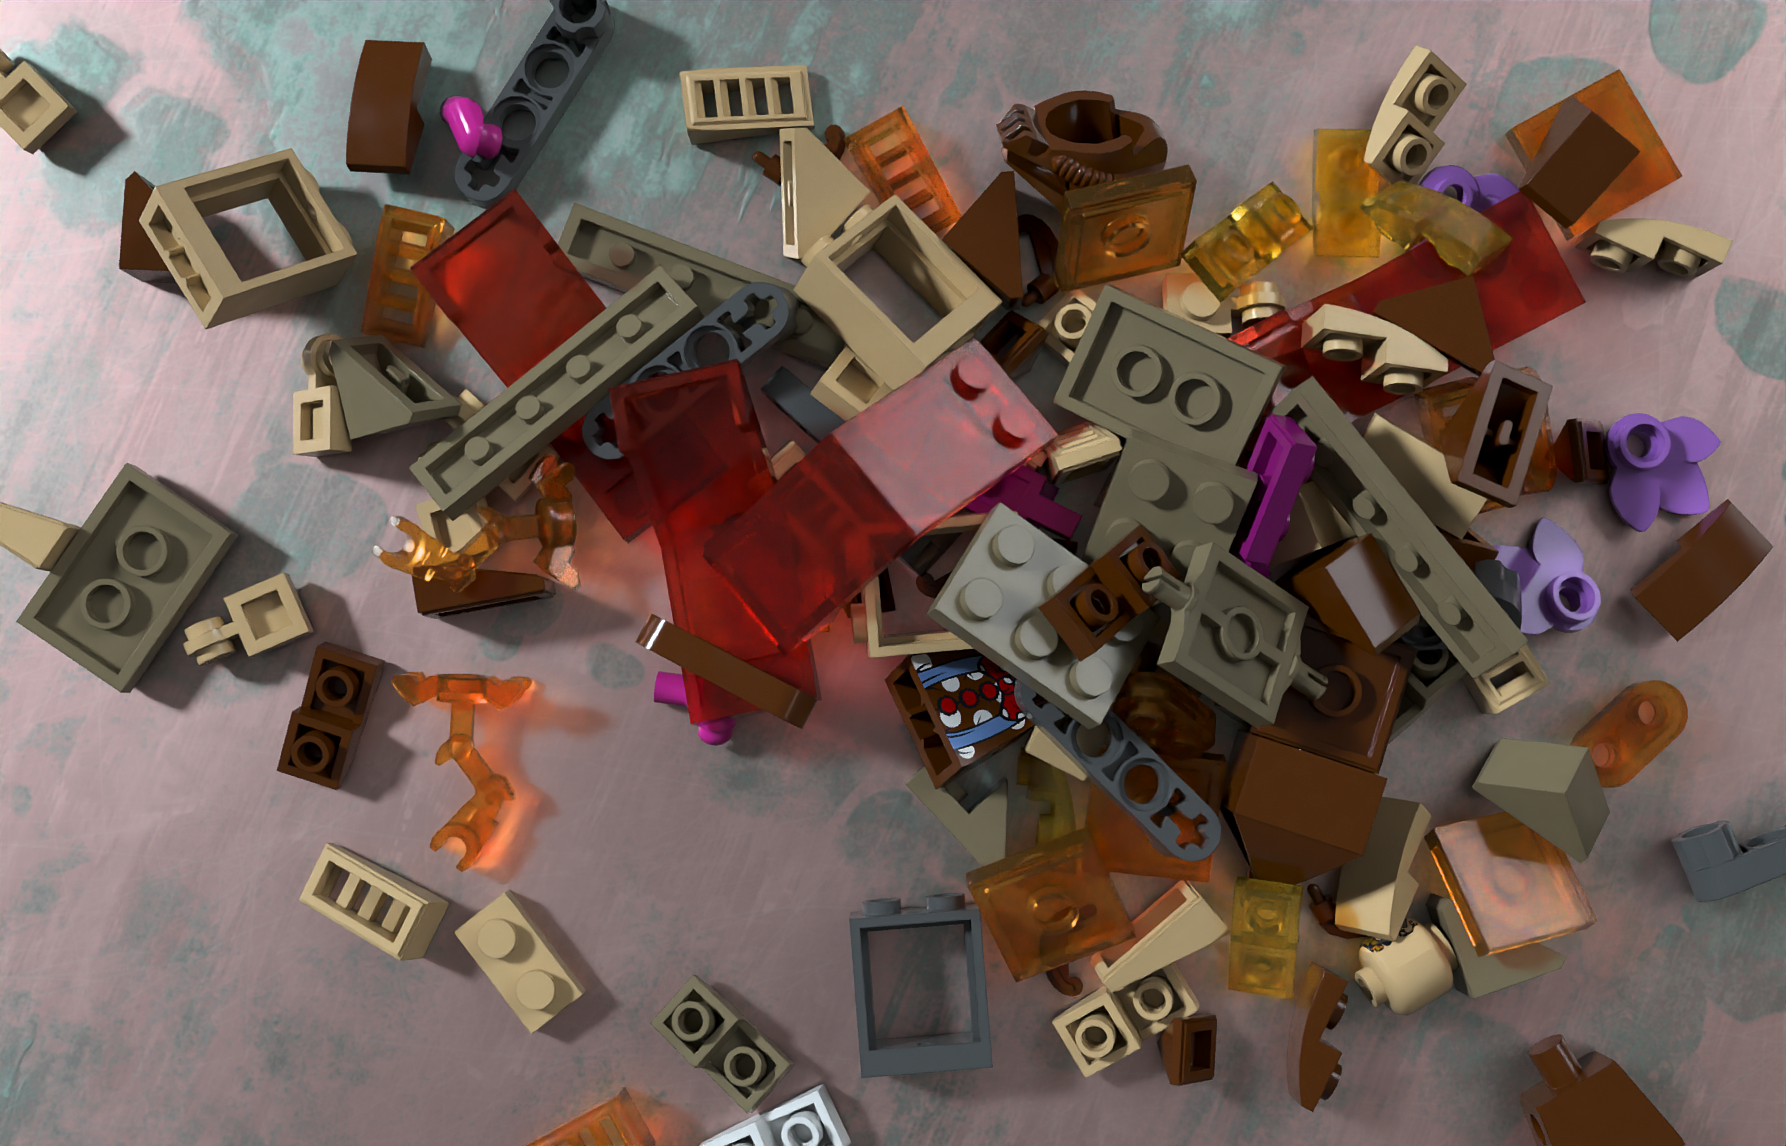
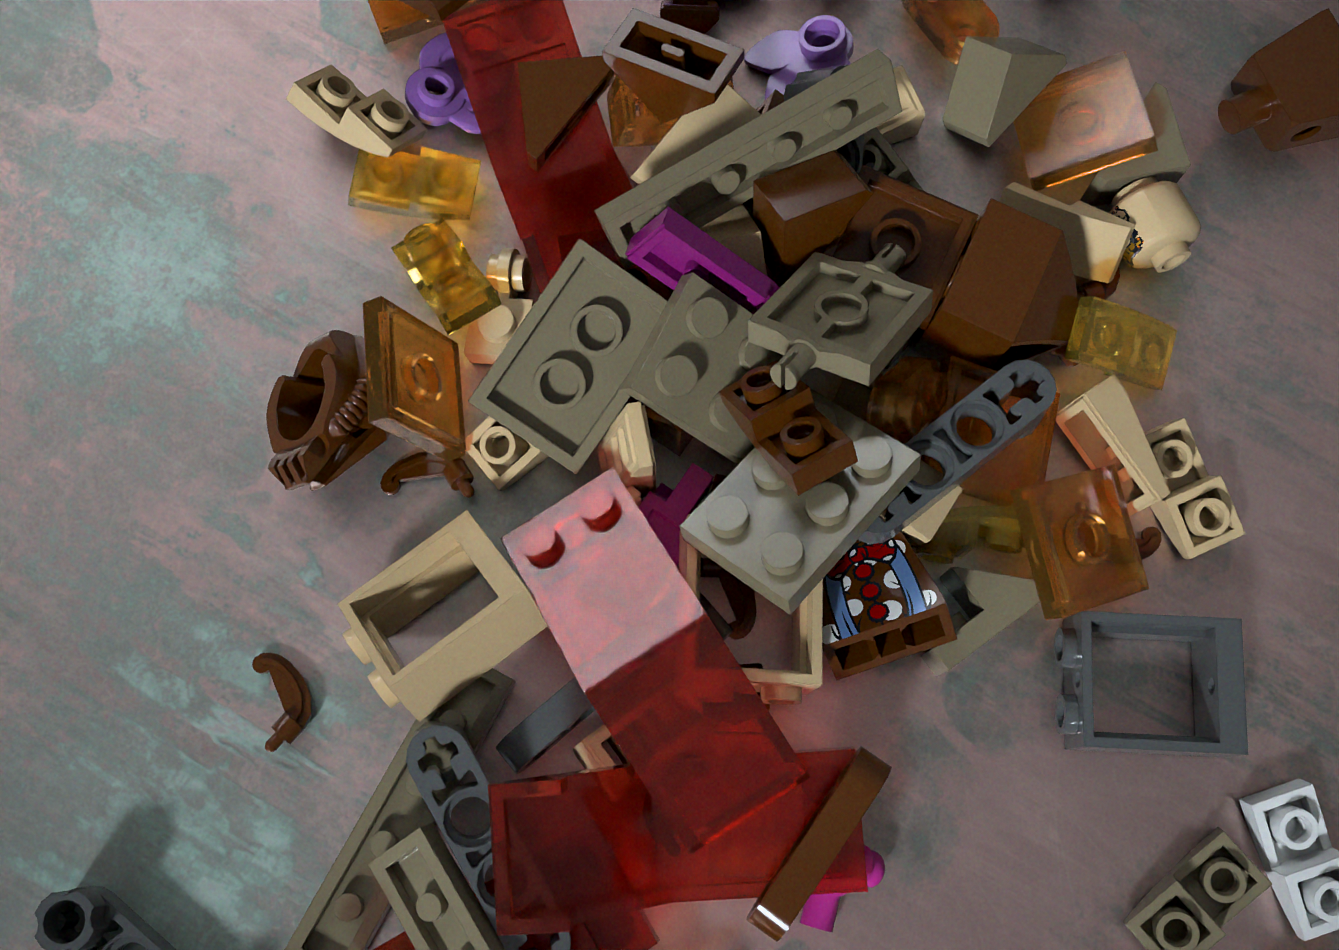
camera: 85 degrees left, 10 degrees down
(724, 80) = (182, 772): tan slope -> none
(814, 191) = (318, 688): tan slope -> none
(849, 386) = (532, 673): tan plate -> none
(911, 144) = (312, 576): clear orange slope -> none
(989, 240) = (402, 514): reddish brown slope -> none
(1015, 343) = (507, 505): reddish brown slope -> none
(1189, 1049) = (1221, 433): reddish brown slope -> none
(1311, 1060) = (1236, 322): reddish brown slope -> none
(1387, 351) = (570, 161): tan slope -> none
(1416, 213) = (445, 118): clear yellow slope -> none

